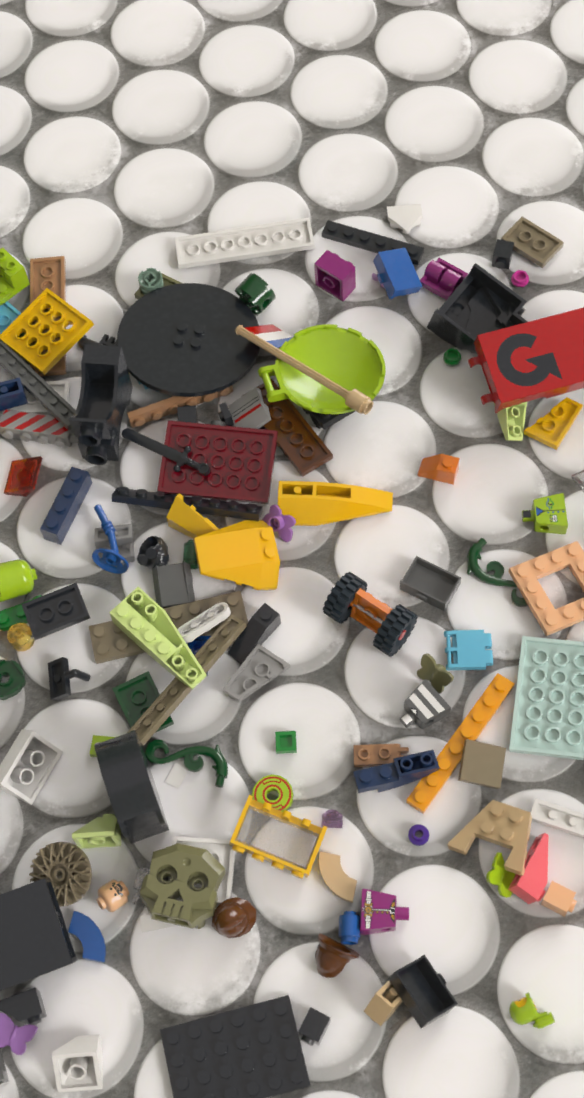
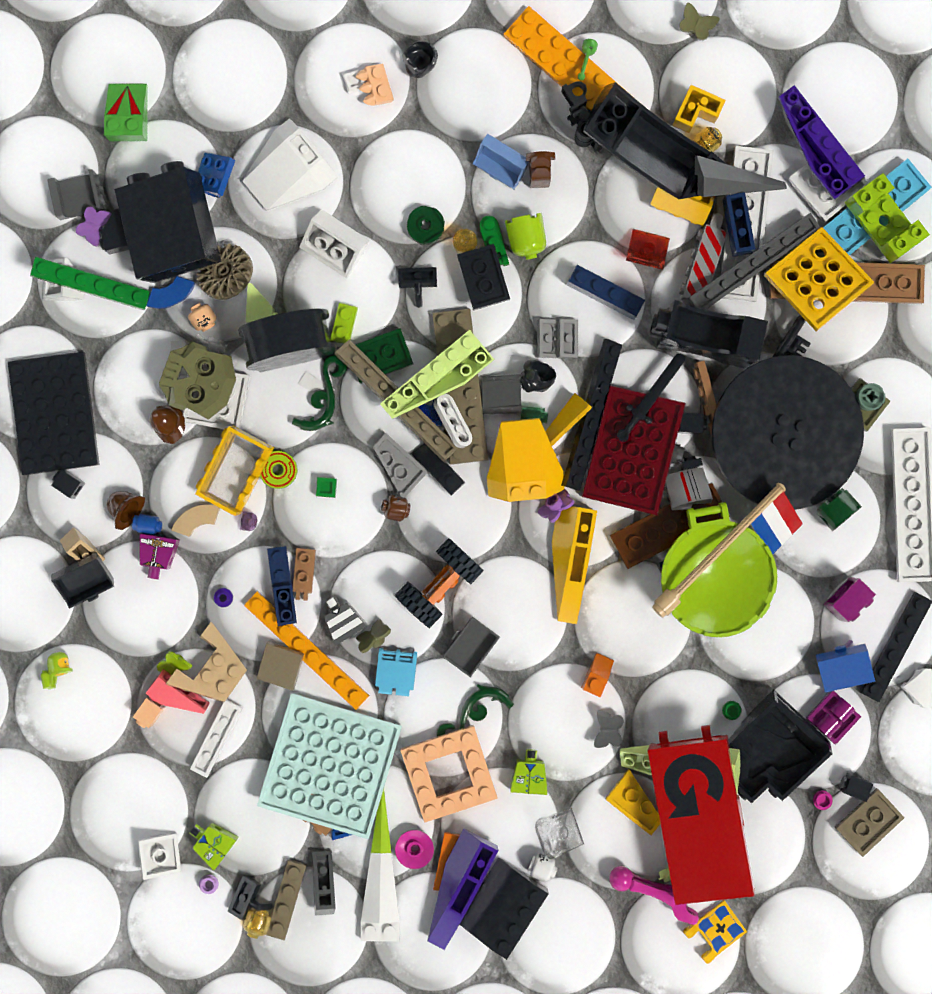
camera: 90 degrees right, 25 degrees up
(80, 1025) = (89, 283): none -> green plate
(110, 557) = (537, 335): blue dish -> none
(299, 669) = (396, 508): none -> reddish brown head
(490, 452) = (609, 730): none -> dark grey animal

